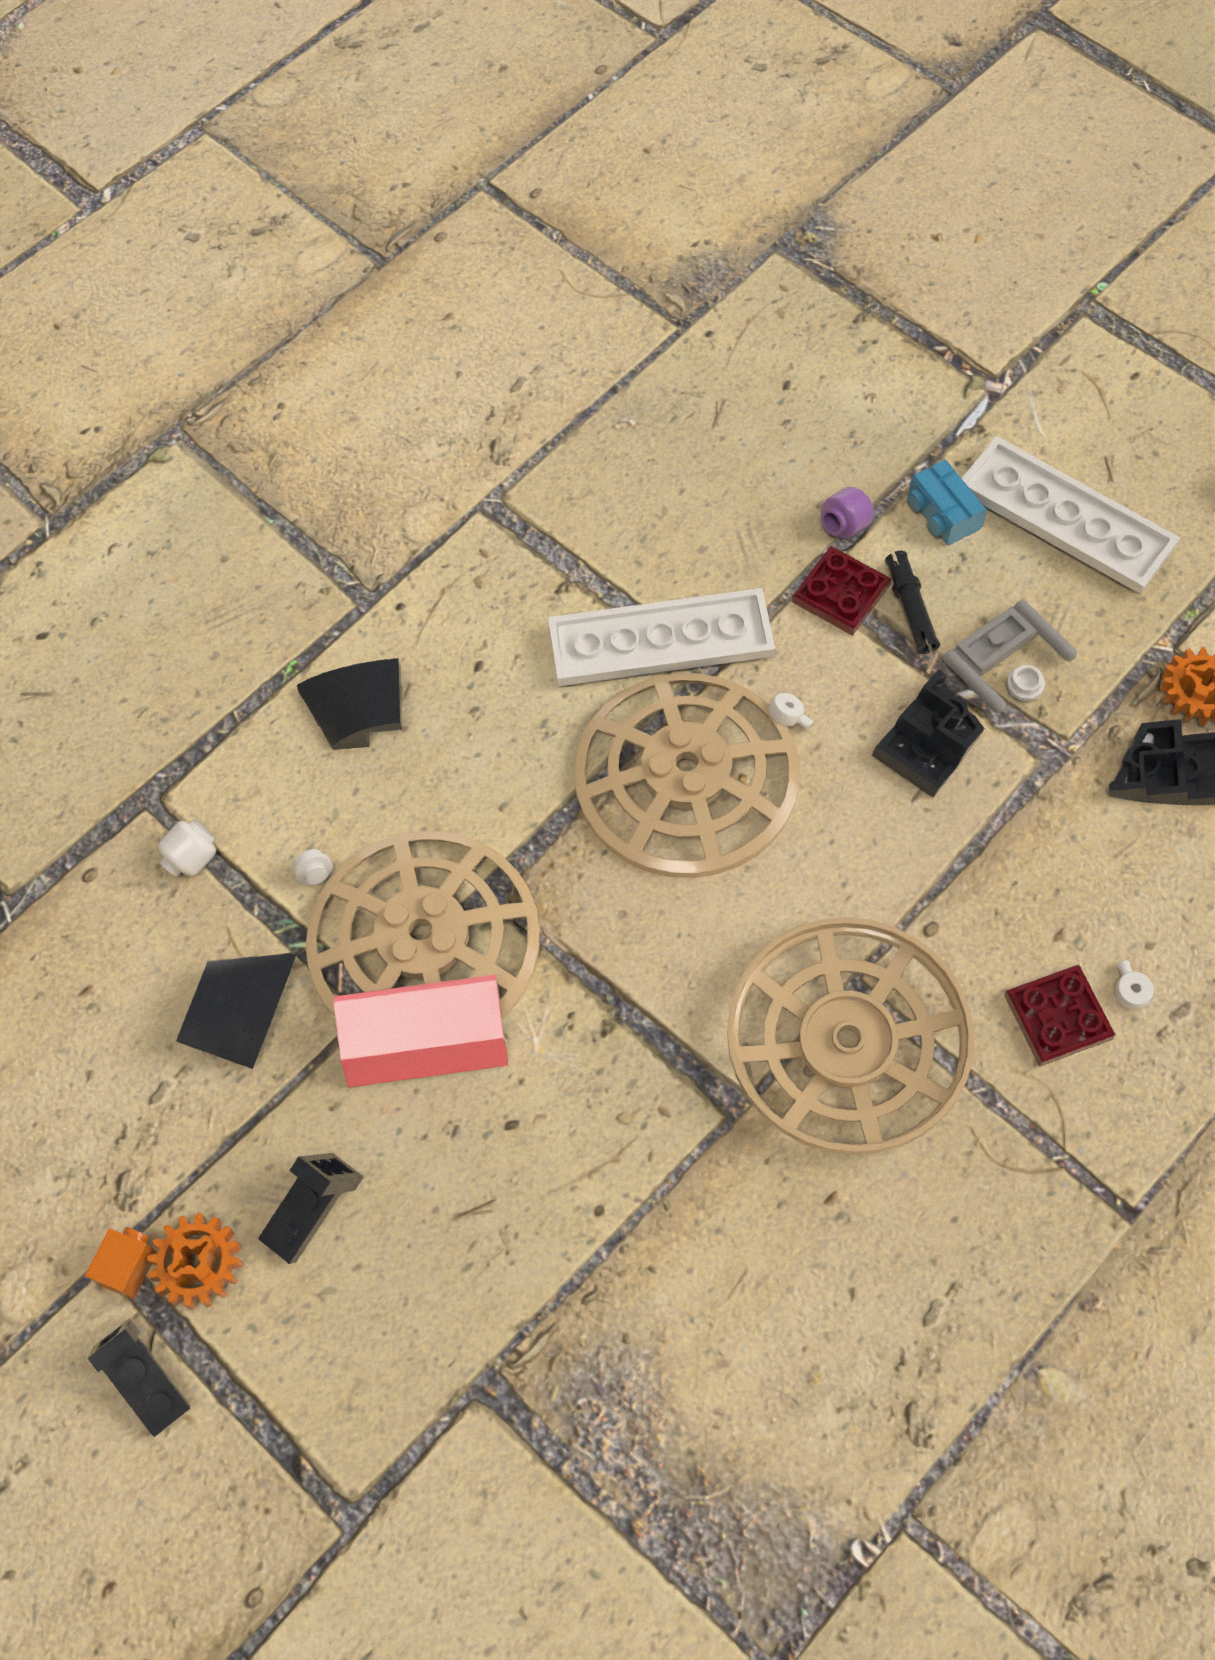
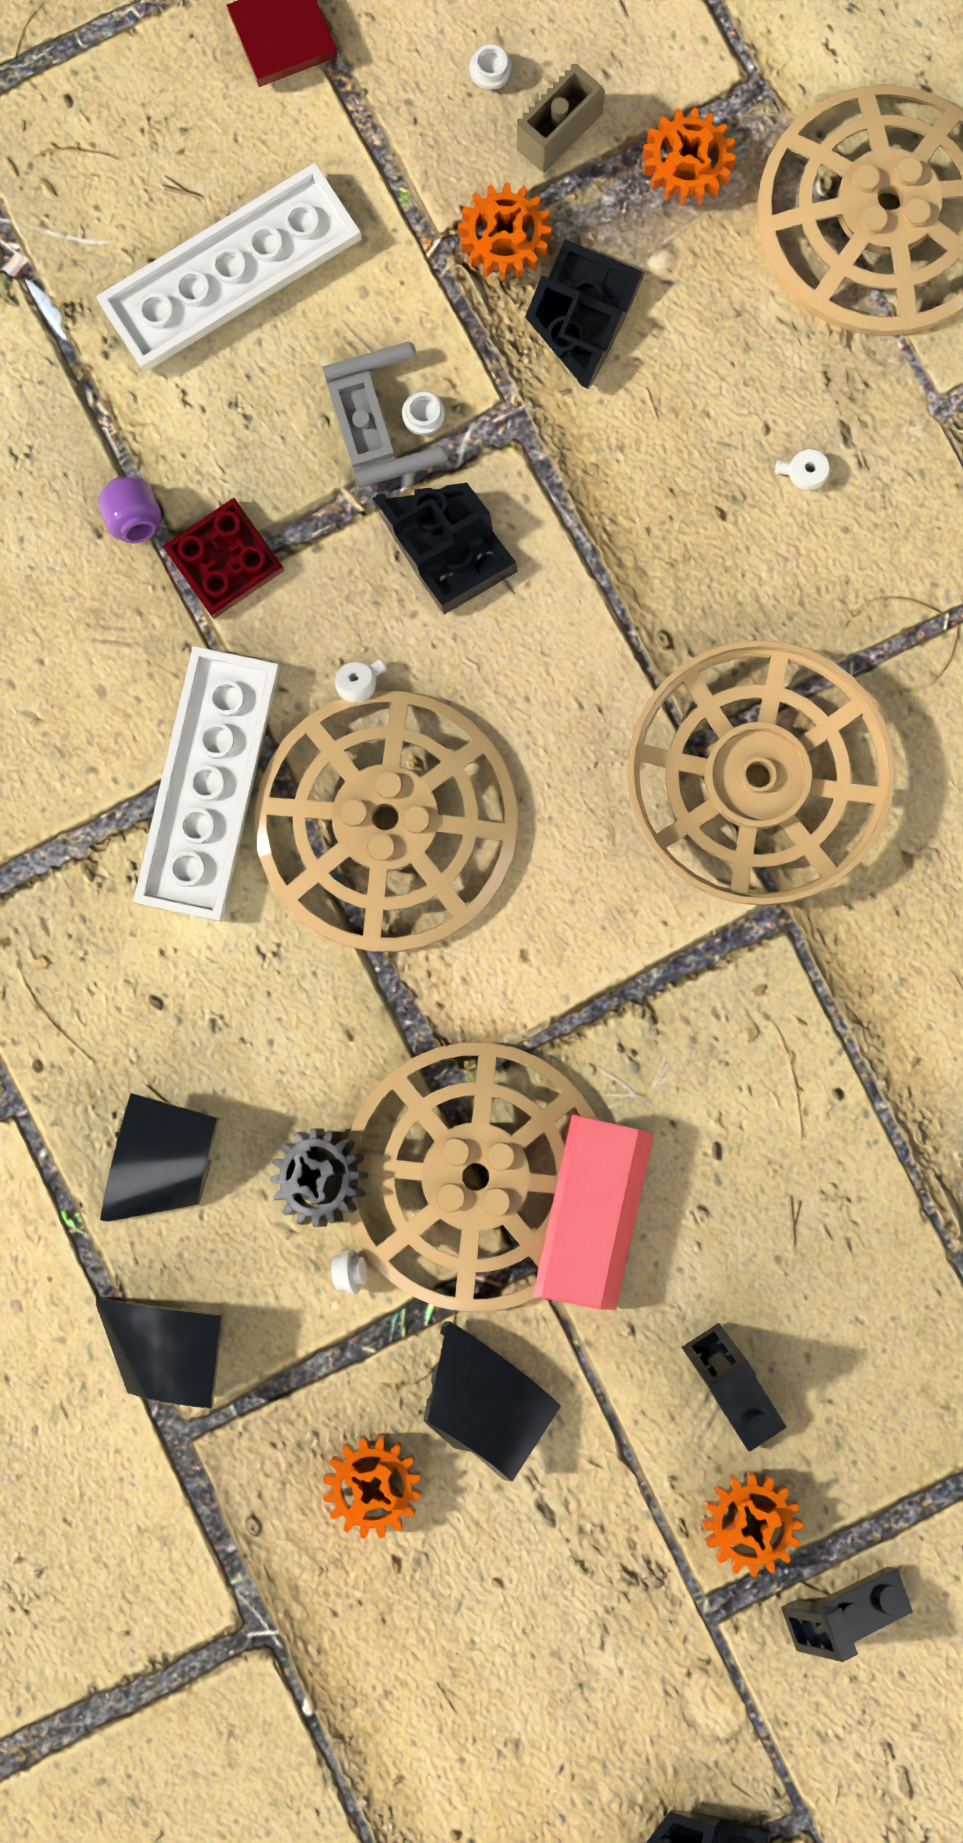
camera: 70 degrees left, 20 degrees up
(121, 1262) = (726, 1600): orange brick -> none
(144, 944) = (355, 1473): none -> orange gear
(186, 848) = (271, 1407): white head -> none
(209, 758) = (164, 1350): none -> black slope
(380, 816) = (332, 1190): none -> black gear
(907, 589) = (273, 488): black pin -> none
(946, 502) = (161, 393): dark azure brick -> none
(1059, 1015) = (806, 555): dark red tile -> none

